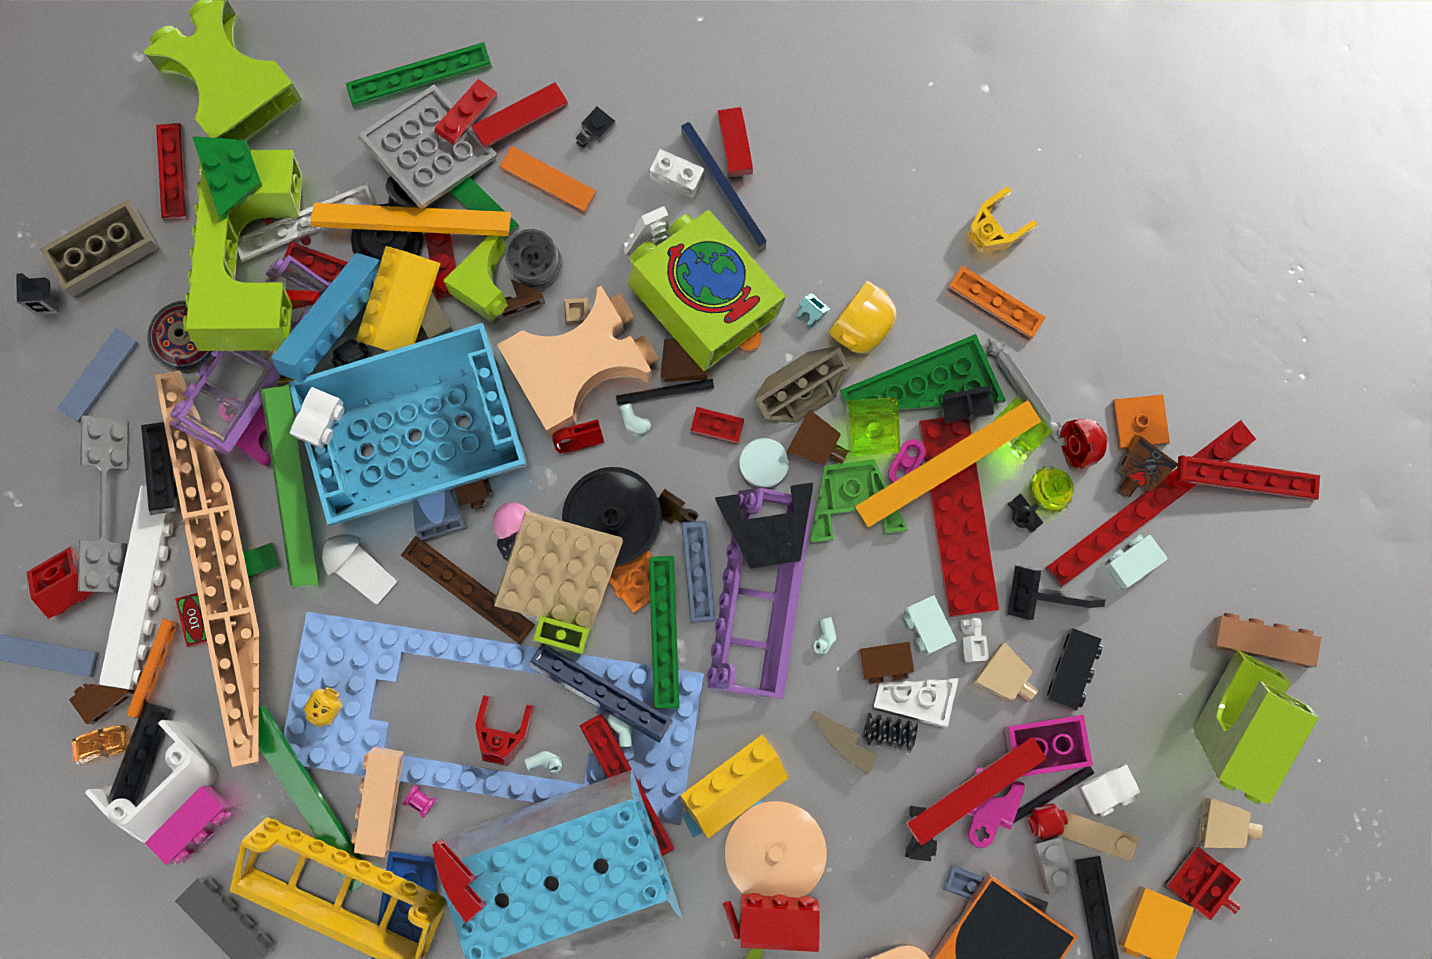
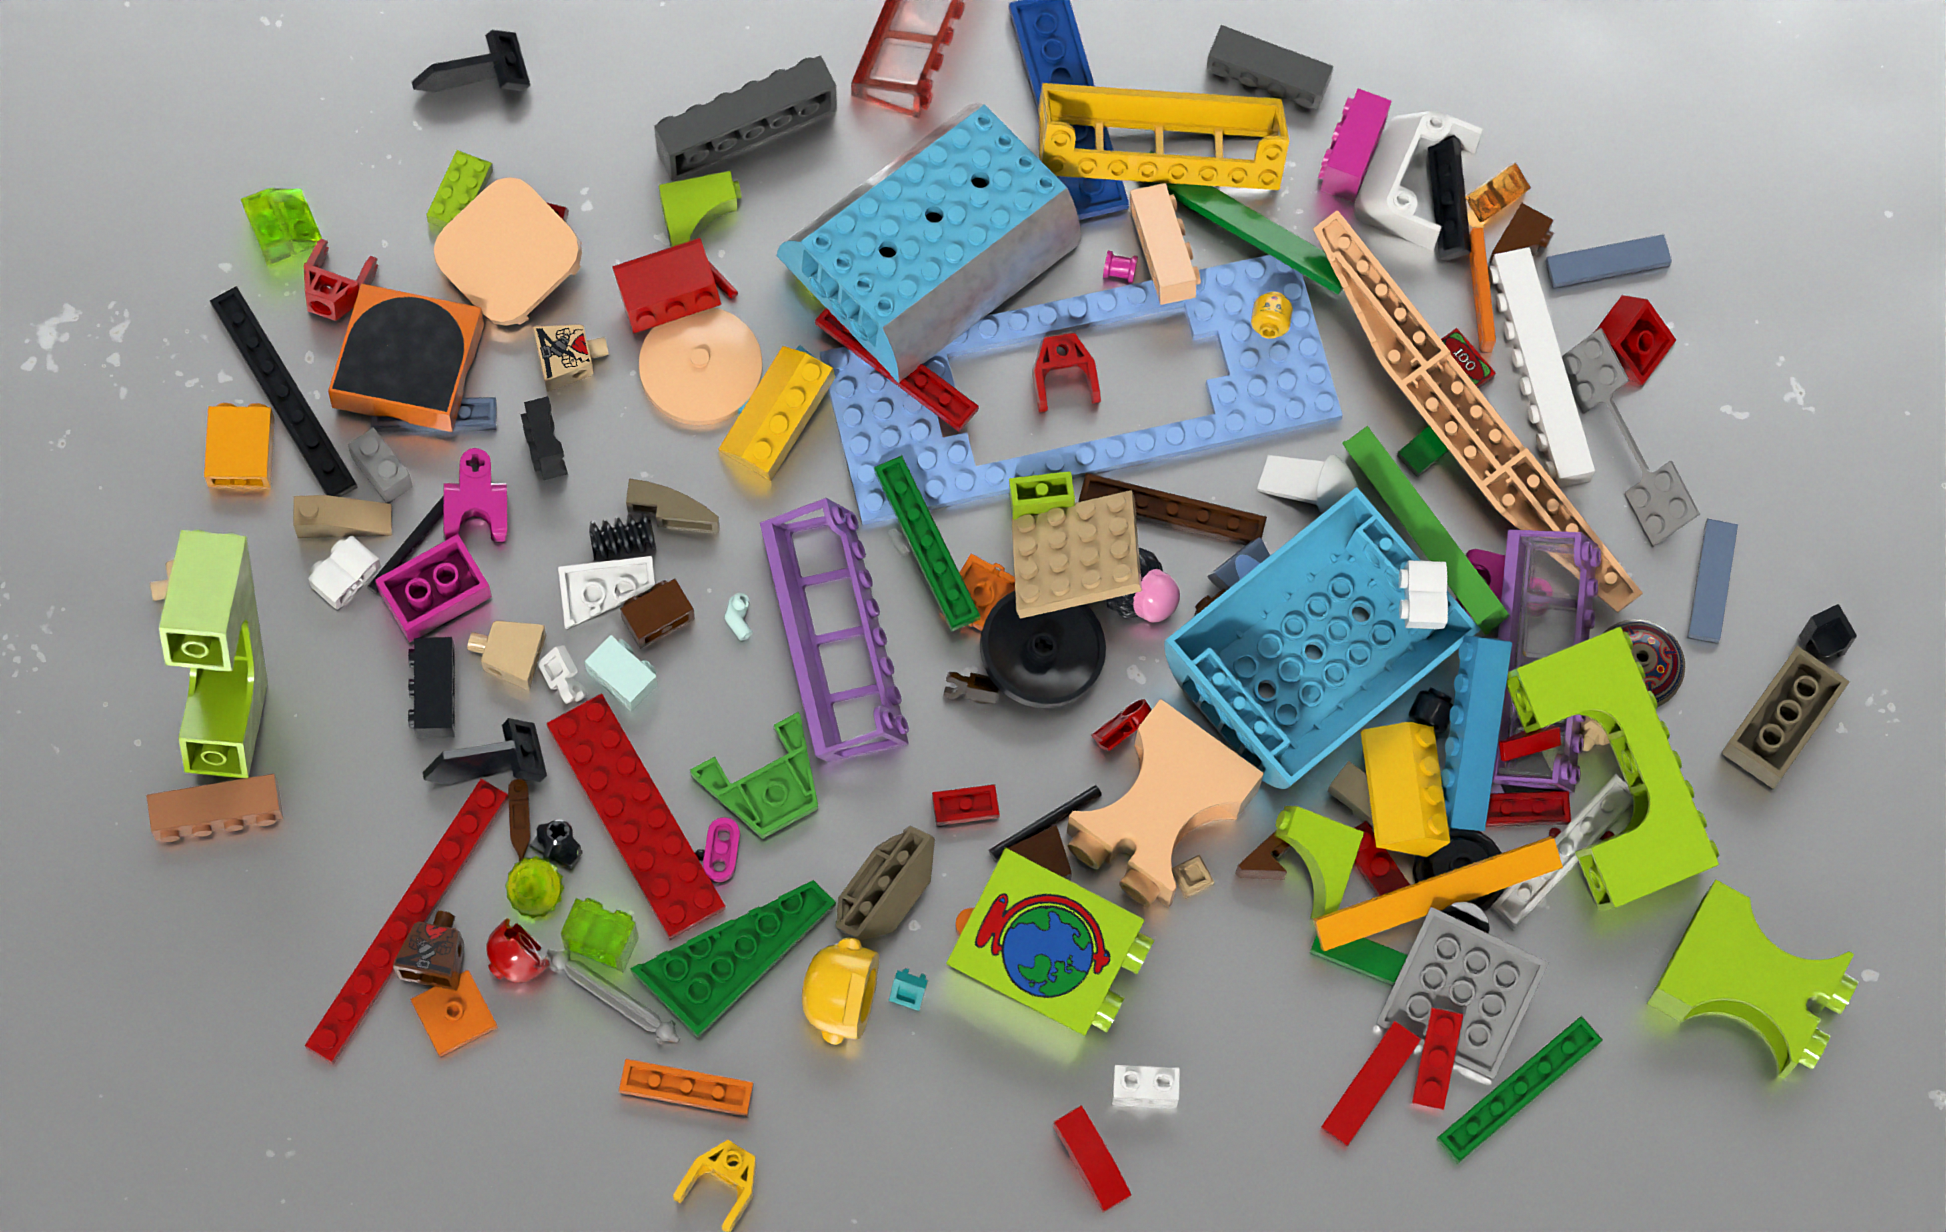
camera: 155 degrees right, 10 degrees down
(158, 469) = (1585, 495): black tile -> none
(171, 171) = (1754, 850): red tile -> none
(228, 171) = (1675, 844): green wing -> none
(456, 881) = (1035, 175): red slope -> none
(531, 245) = (1275, 890): dark grey wheel -> none
(546, 760) = (1000, 364): light aqua arm -> none
(548, 179) = (1300, 1021): orange tile -> none
(596, 125) = (1272, 1112): black plate -> none
(600, 692) = (969, 448): dark blue tile -> none
(623, 729) = (928, 423): light aqua arm -> none
(633, 422) = (1069, 770): light aqua arm -> none
(649, 227) = (1143, 992): white wing -> none
(698, 571) = (916, 628): sand blue tile -> none
(723, 186) = (1081, 1095): dark blue tile -> none
(764, 463) = (891, 782): light aqua tile -> none
(770, 538) = (849, 687): black wing -> none
(817, 441) = (839, 829): reddish brown torso -> none
(873, 426) = (779, 868): clear neon green brick -> none
(876, 902) = (566, 354): none -> tan torso
(948, 463) = (671, 850): light orange tile -> none
(966, 405) = (675, 938): black panel -> none
(975, 791) = (500, 495): red tile -> none
(1044, 545) = (519, 816): none -> reddish brown piece
(1047, 821) = (403, 509): red head -> none
(1136, 561) = (403, 840): light aqua brick -> none
(1204, 884) = (197, 506): red plate -> none
(1248, 477) = (299, 988): red tile -> none

